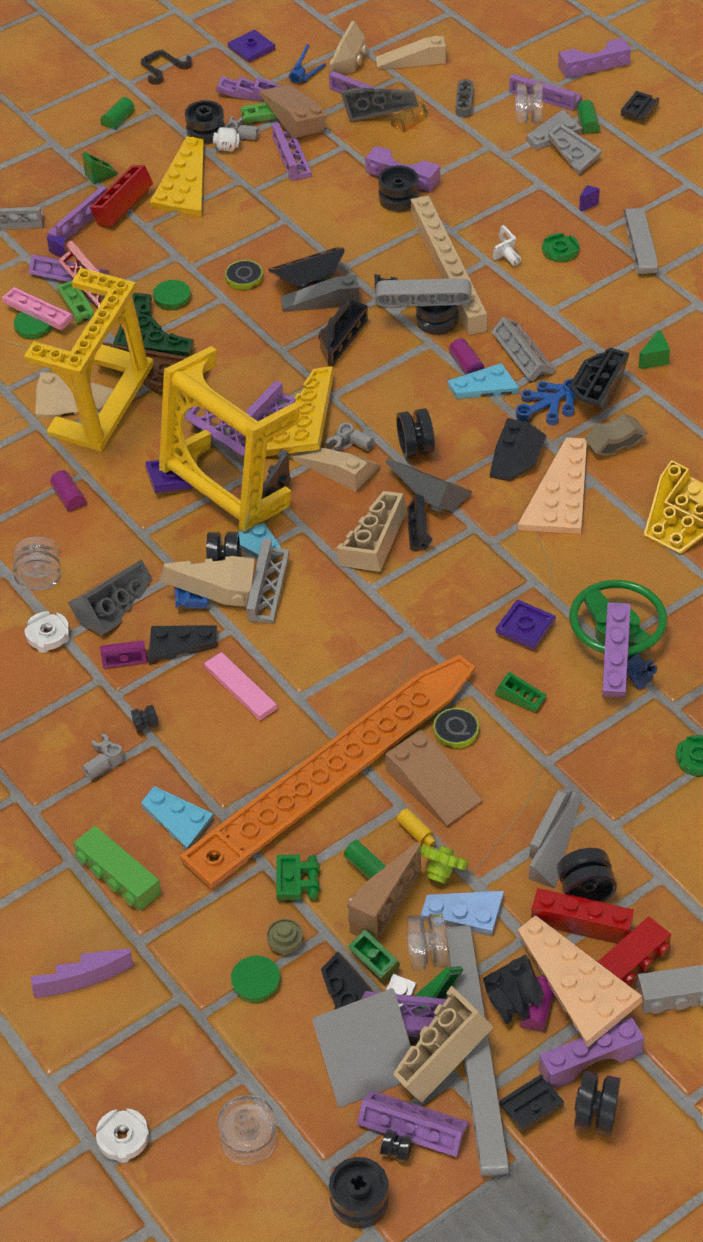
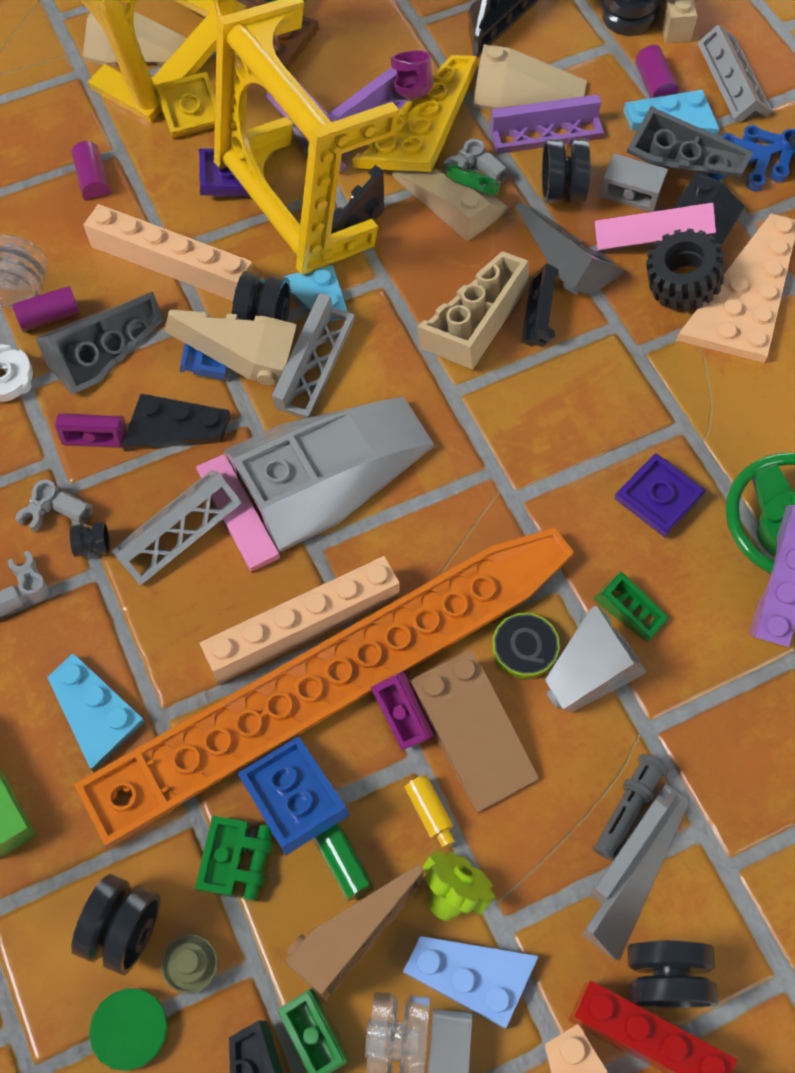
camera: 10 degrees right, 15 degrees up
(67, 584) = (46, 309): none -> magenta brick
(106, 700) = (47, 497): none -> light grey bar
(128, 434) = (188, 104): none -> yellow plate
(144, 534) = (165, 251): none -> light nougat brick
(196, 693) = (168, 517): none -> light grey fence
(234, 917) = (115, 924): none -> black wheel
(290, 385) = (413, 73): none -> magenta helmet
(295, 646) = (326, 465): none -> light grey wedge
(302, 738) = (301, 620): none -> light nougat brick
(325, 831) = (293, 795): none -> blue plate
(351, 449) = (473, 179): none -> green tile
(365, 378) = (517, 79): none -> tan wedge
(384, 774) = (403, 710): none -> magenta brick
(391, 401) = (543, 119): none -> medium lavender fence
(465, 433) = (633, 182): none -> light grey brick
(486, 458) = (651, 226): none -> bright pink tile
(488, 401) = (679, 144): none -> dark grey wedge
(502, 726) = (592, 664): none -> light grey slope
(518, 493) = (682, 250): none -> black tyre
(546, 794) = (637, 792): none -> dark grey pin

